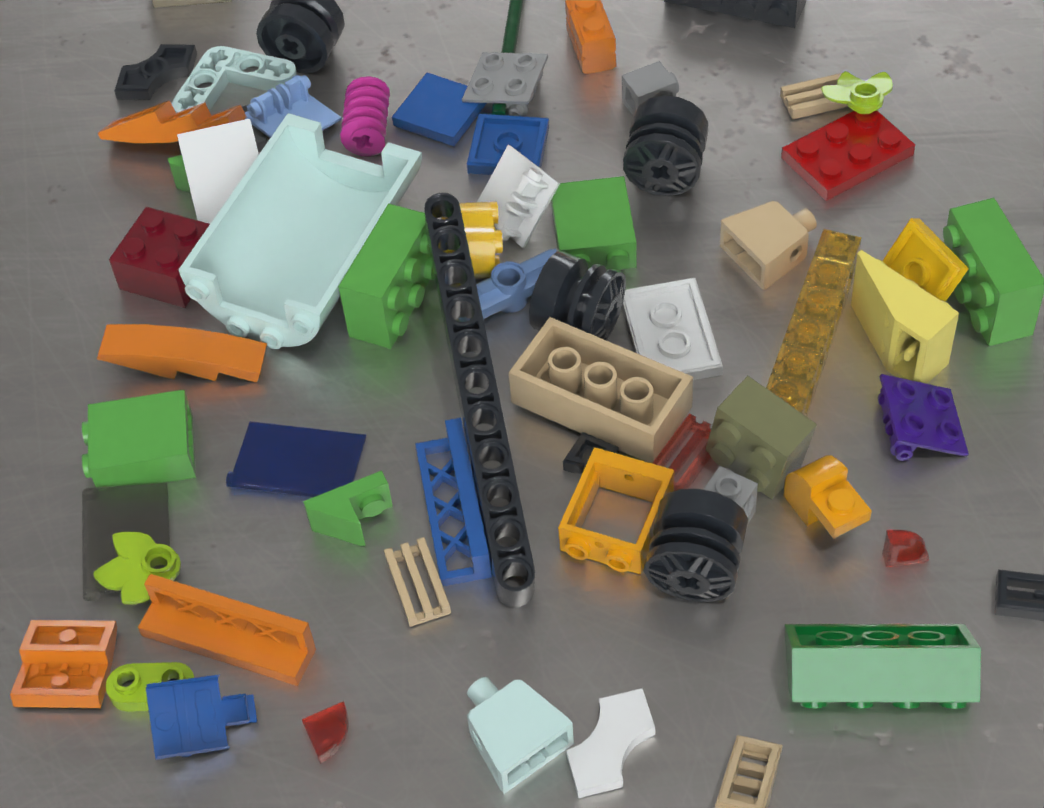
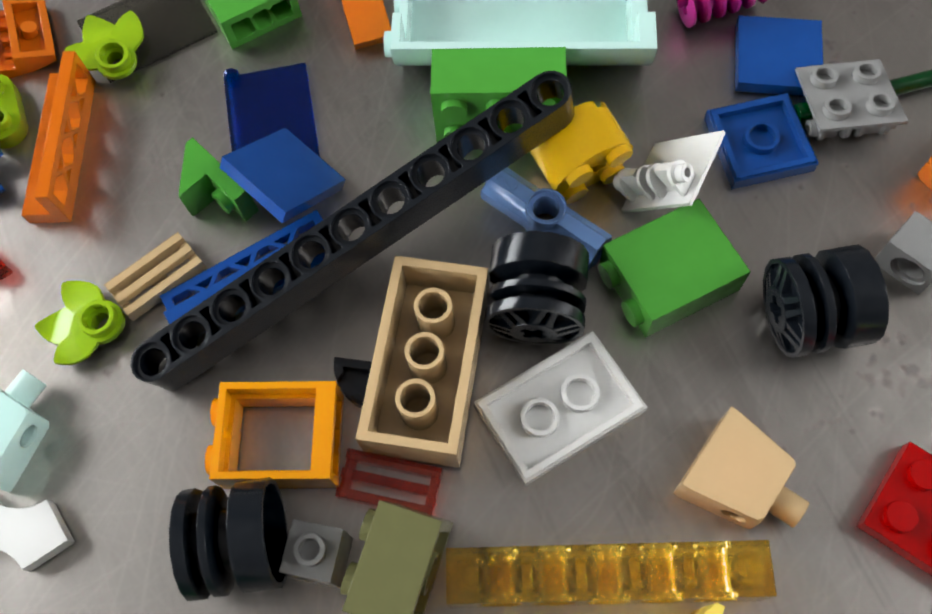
camera: 70 degrees right, 15 degrees up
(376, 448) = (282, 174): none -> blue tile
(432, 654) = (77, 324): none -> lime plate

